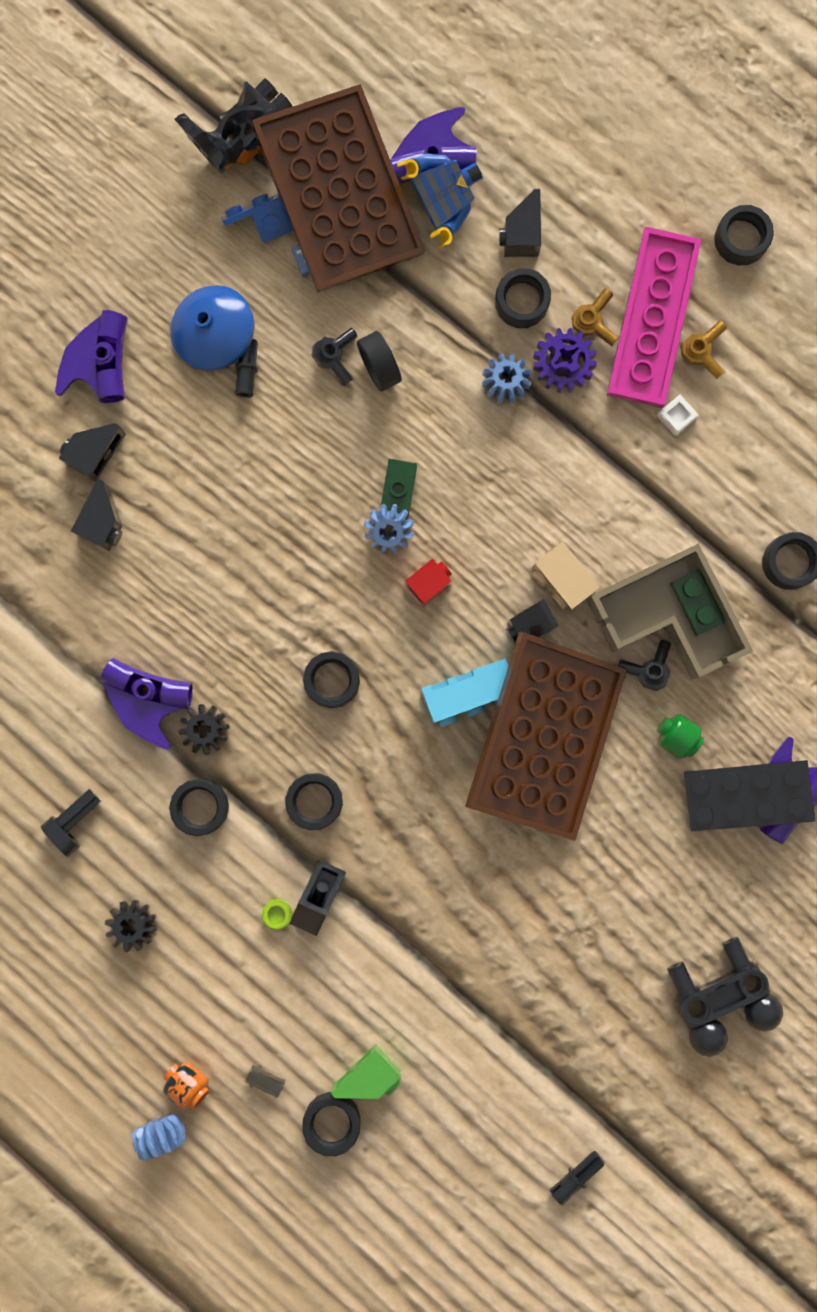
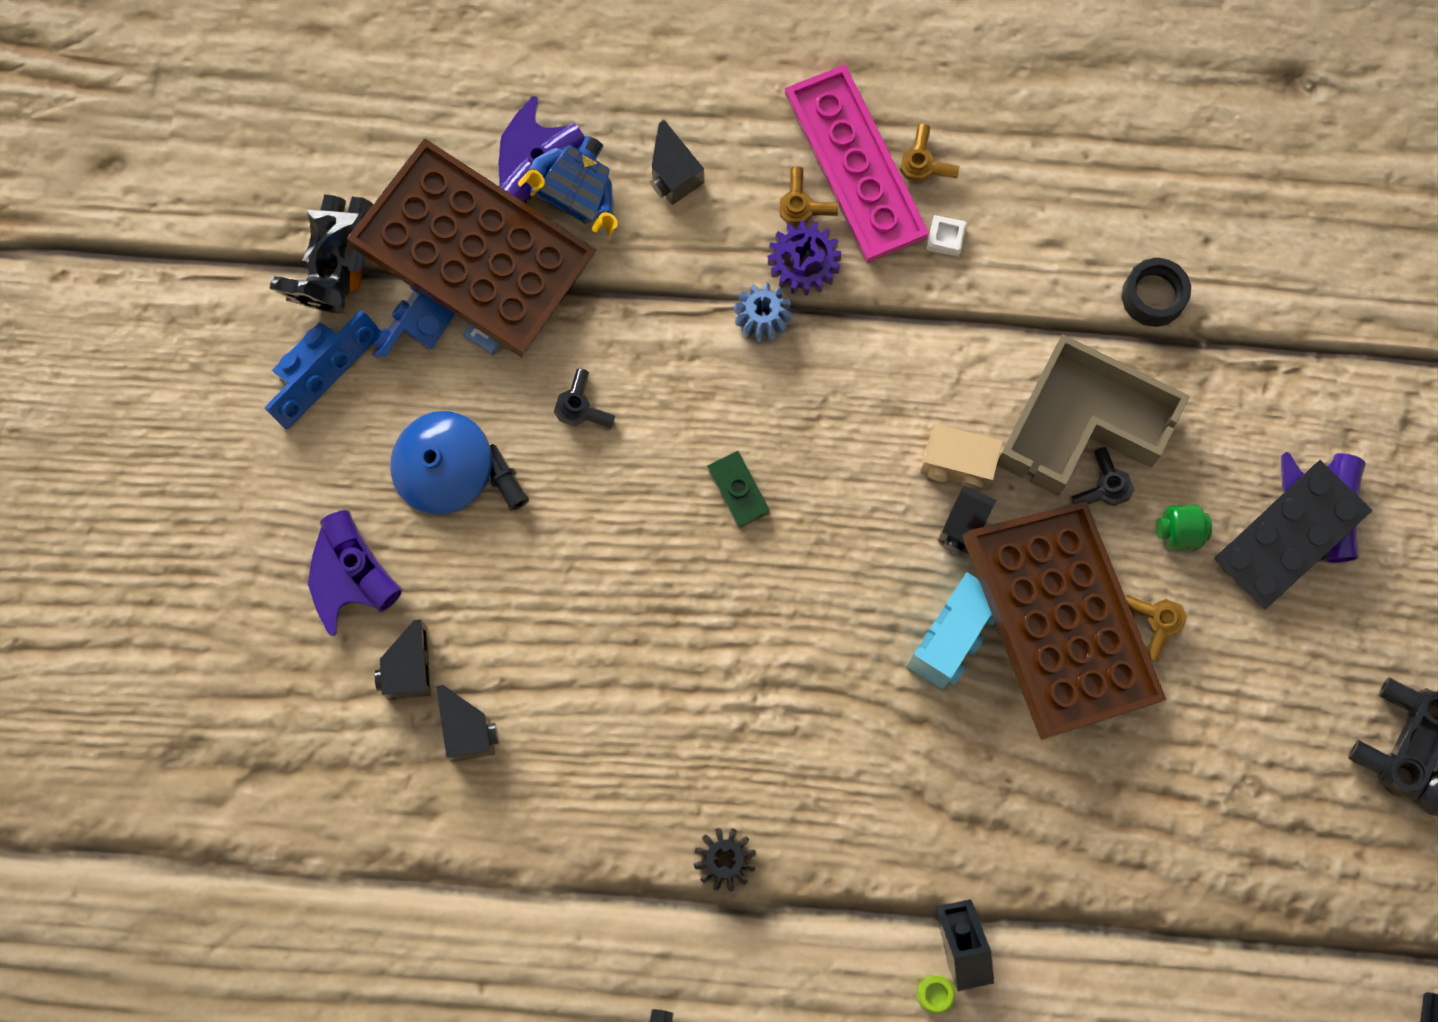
camera: 35 degrees left, 10 degrees down
(140, 712) = (643, 891): dark purple pin -> none
(176, 807) = (803, 930): black tyre -> none
(178, 199) = (317, 364): none -> blue bracket
(291, 801) = (908, 832): black tyre -> none
(315, 664) = (825, 692): black tyre -> none
(379, 361) = (631, 379): black tyre -> none
(400, 531) = (771, 534): medium blue gear -> none
(429, 581) = (836, 553): red brick -> none
(530, 277) = (725, 205): black tyre -> none
(617, 787) = (1166, 620): none -> pearl gold piece
(697, 602) = (1101, 391): dark green plate -> none
(758, 219) = (884, 13): black tyre -> none

